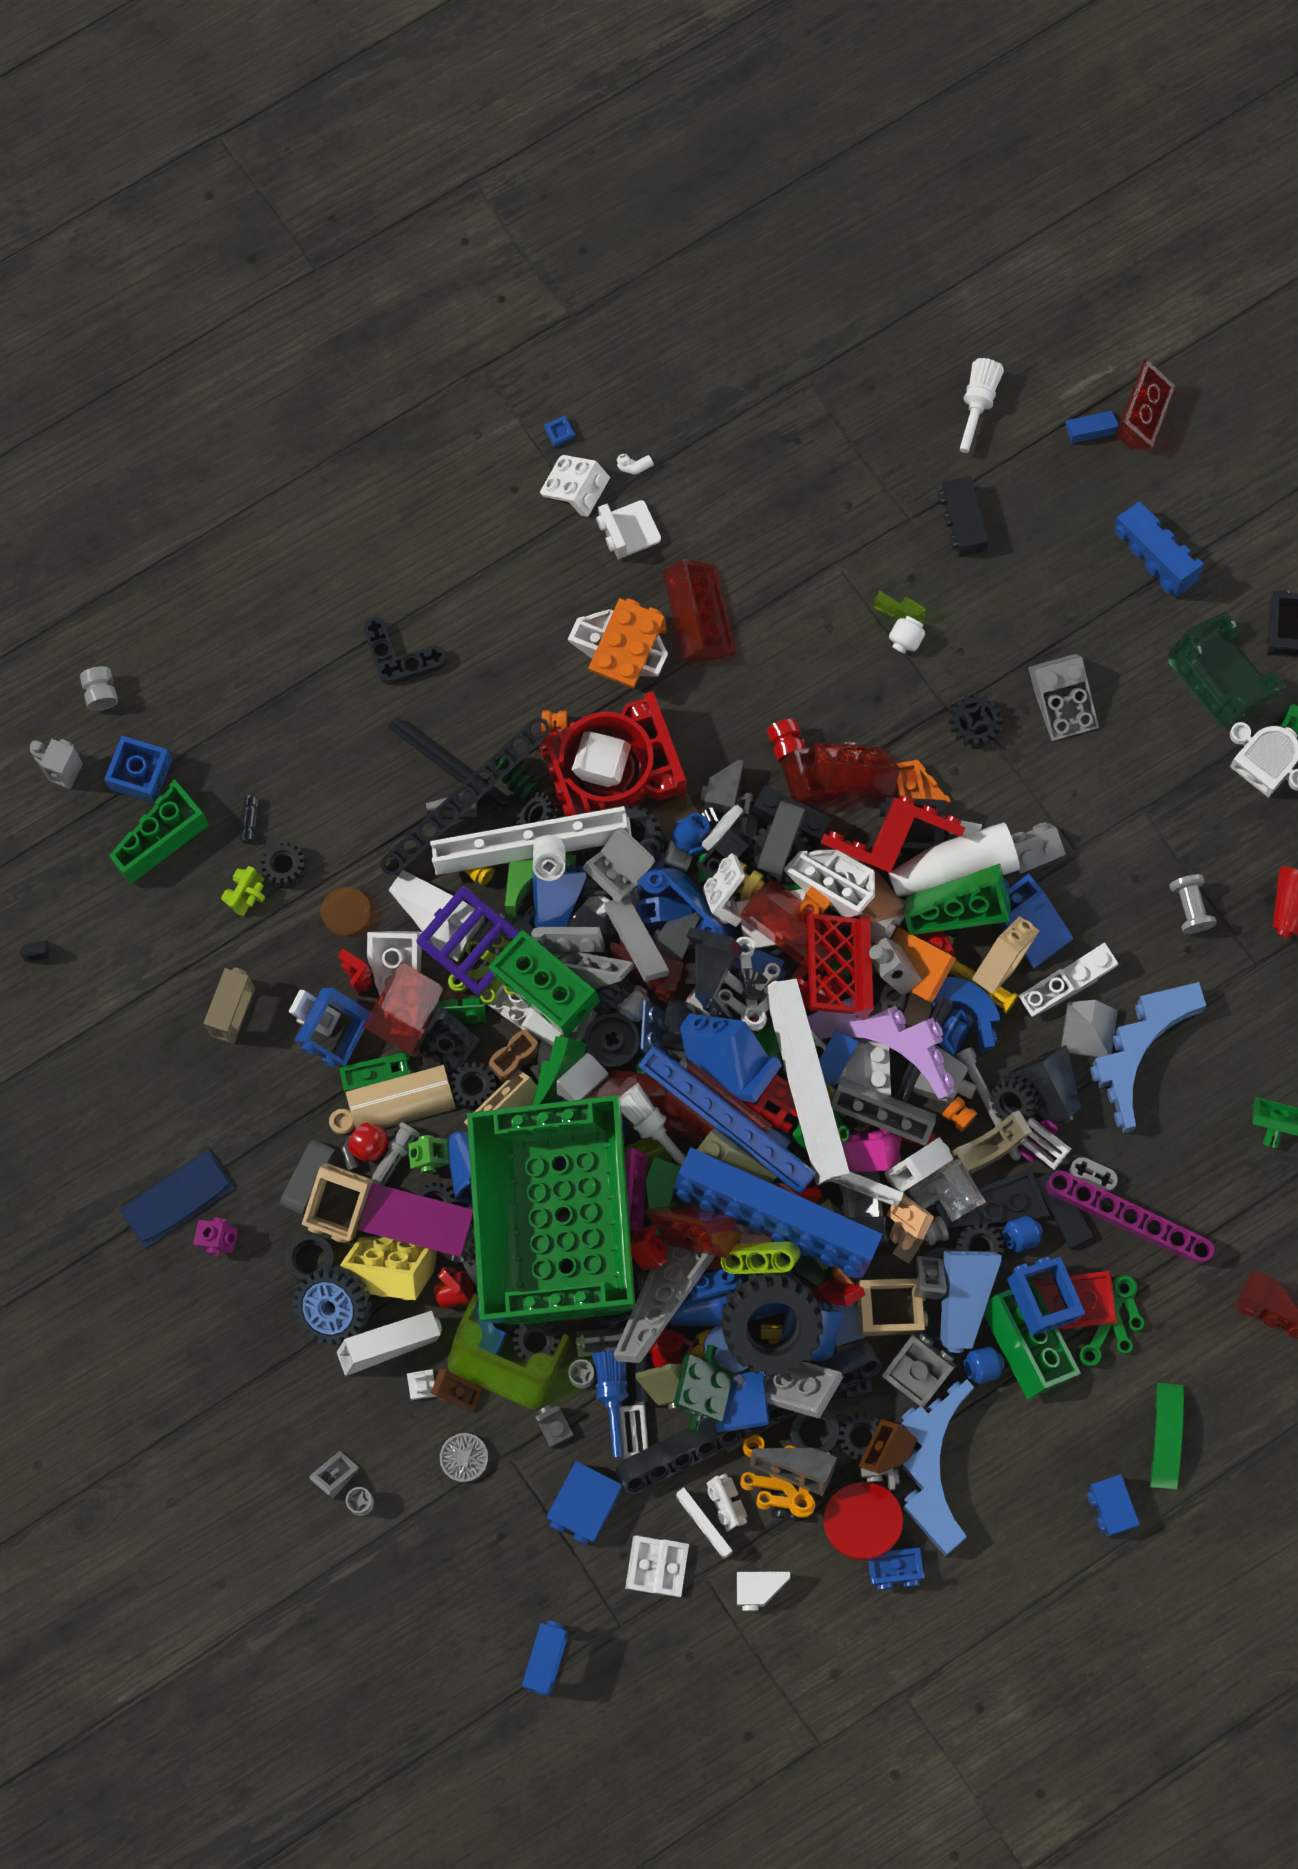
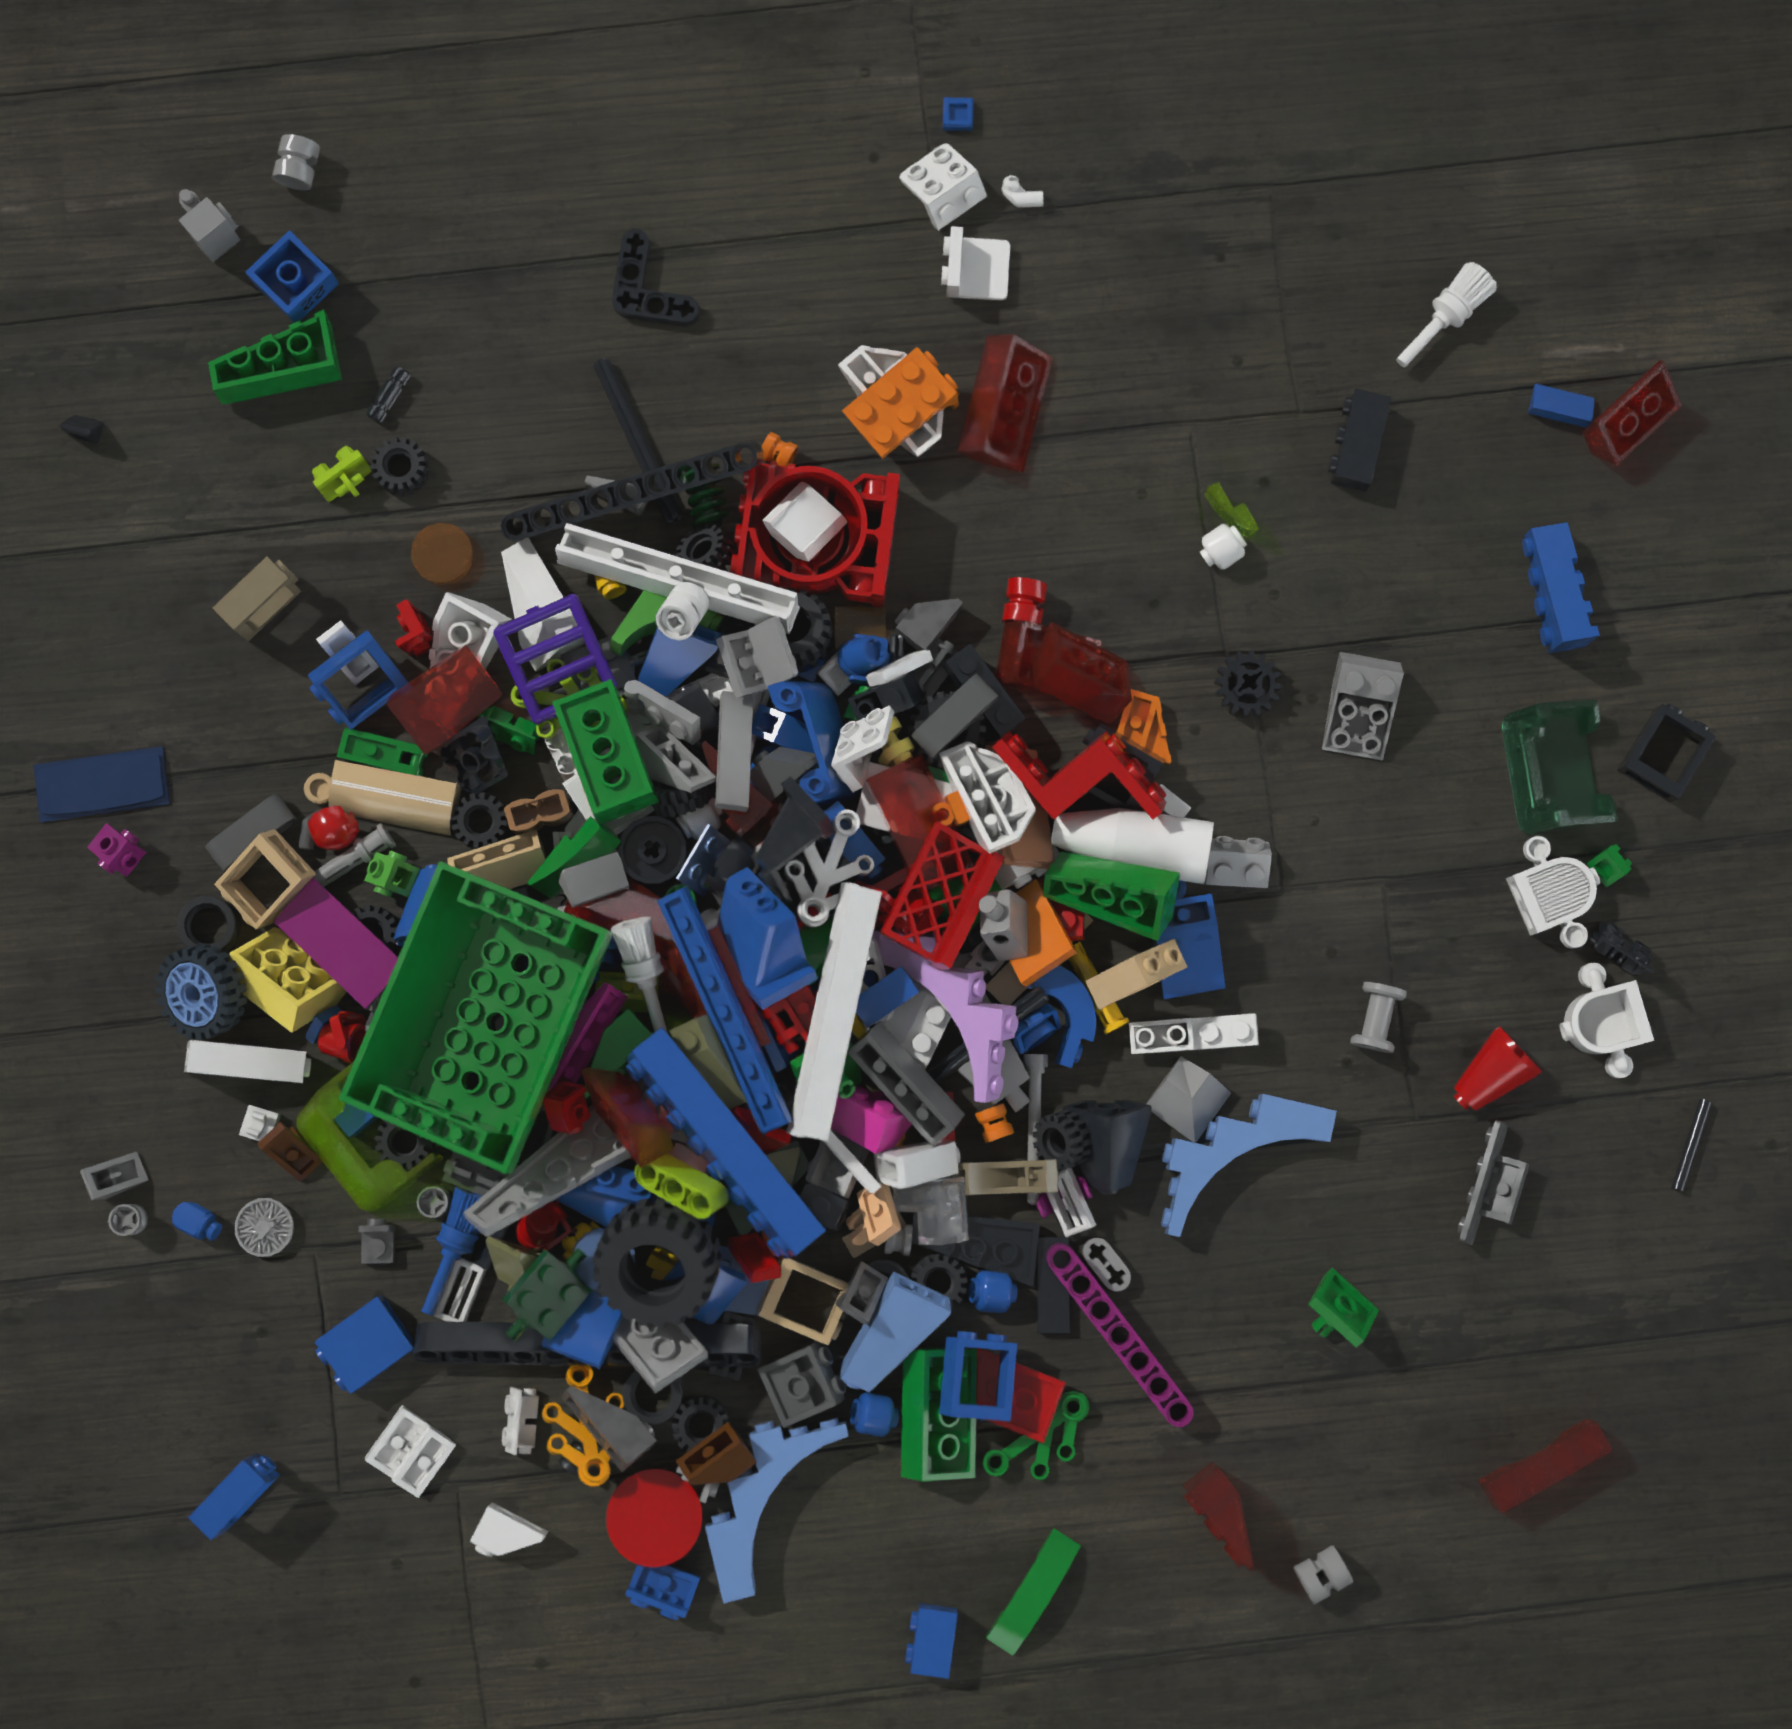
camera: 20 degrees right, 10 degrees up
(411, 1477) = (196, 1221): none -> blue arm
(429, 1295) = (319, 1021): none -> blue tile
(704, 1523) = (482, 1432): white tile -> none
(750, 978) = (831, 862): black piece -> none

